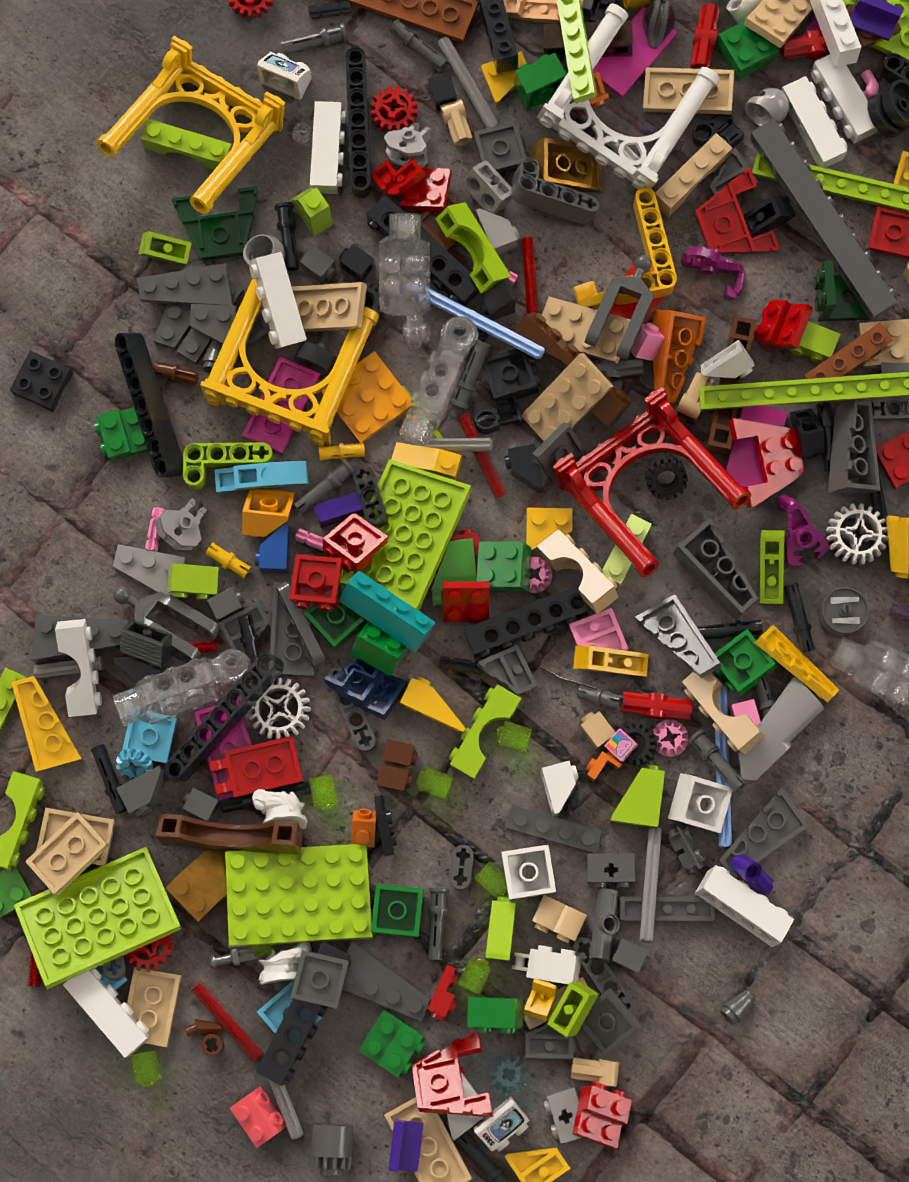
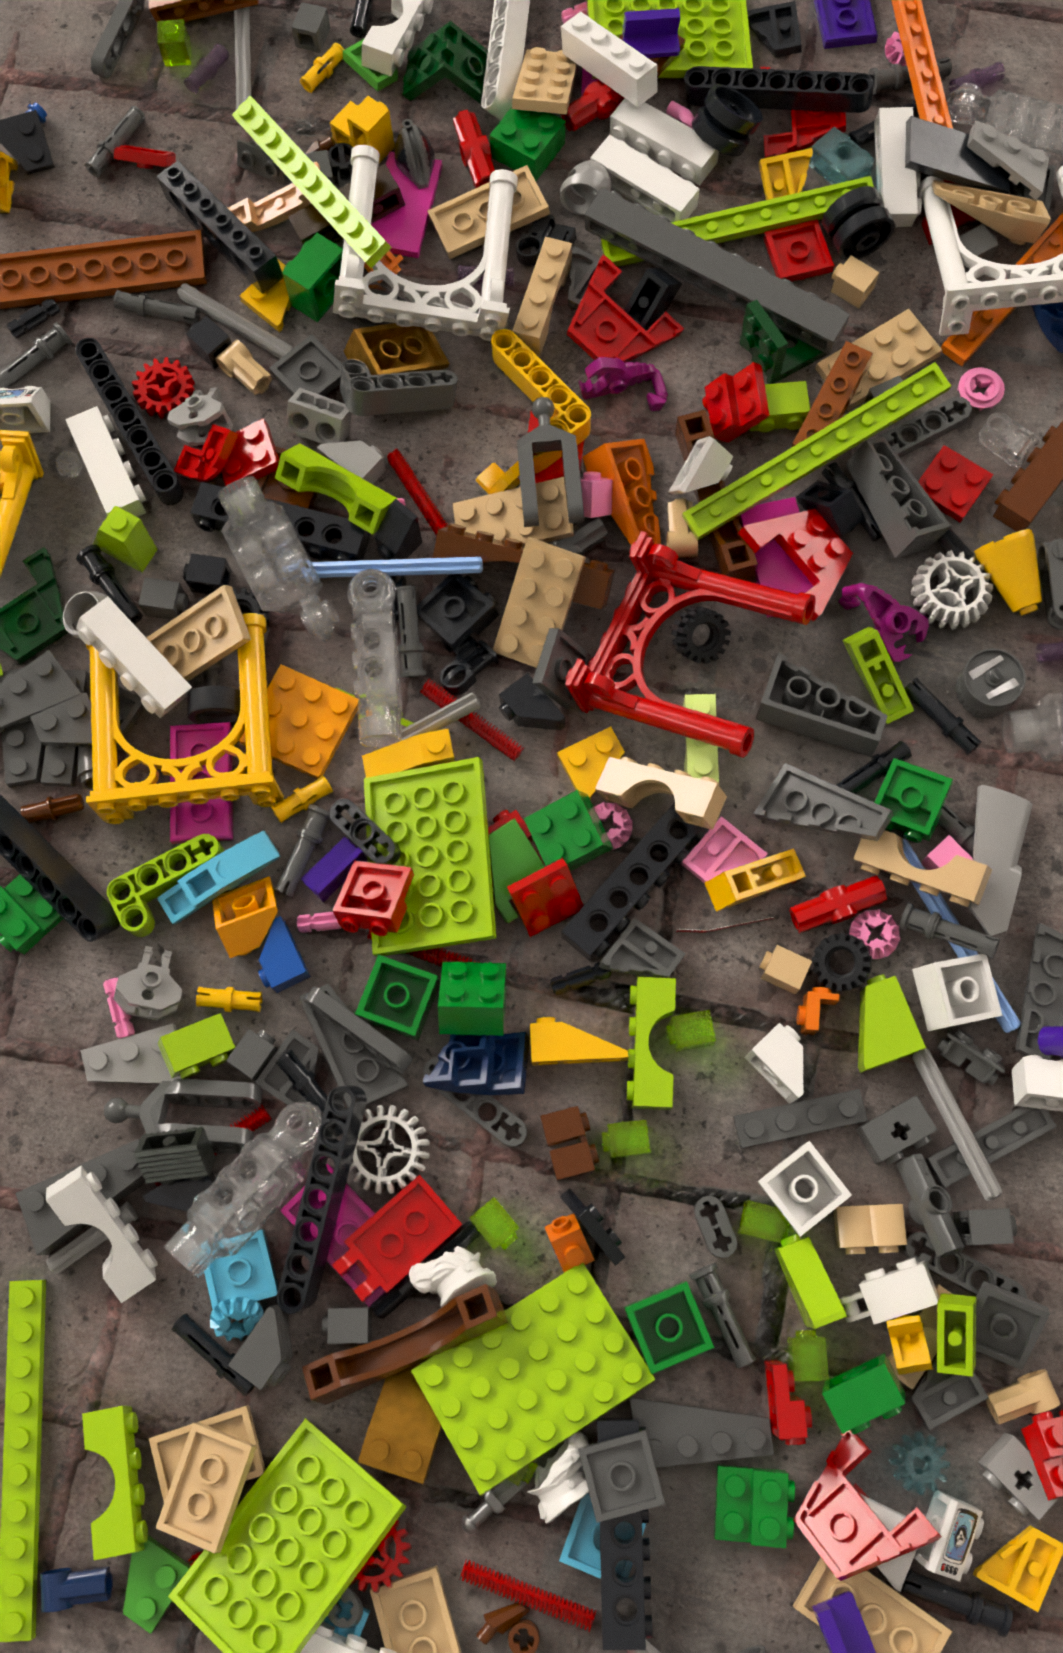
camera: 25 degrees left, 5 degrees down
(44, 732) = (98, 1337): yellow wing -> none
(316, 582) = (352, 967): red plate -> none
(387, 611) = (458, 957): teal brick -> none
(600, 697) = (768, 928): dark grey pin -> none
(621, 745) = (826, 971): tile -> none
(792, 659) = (966, 767): yellow wing -> none

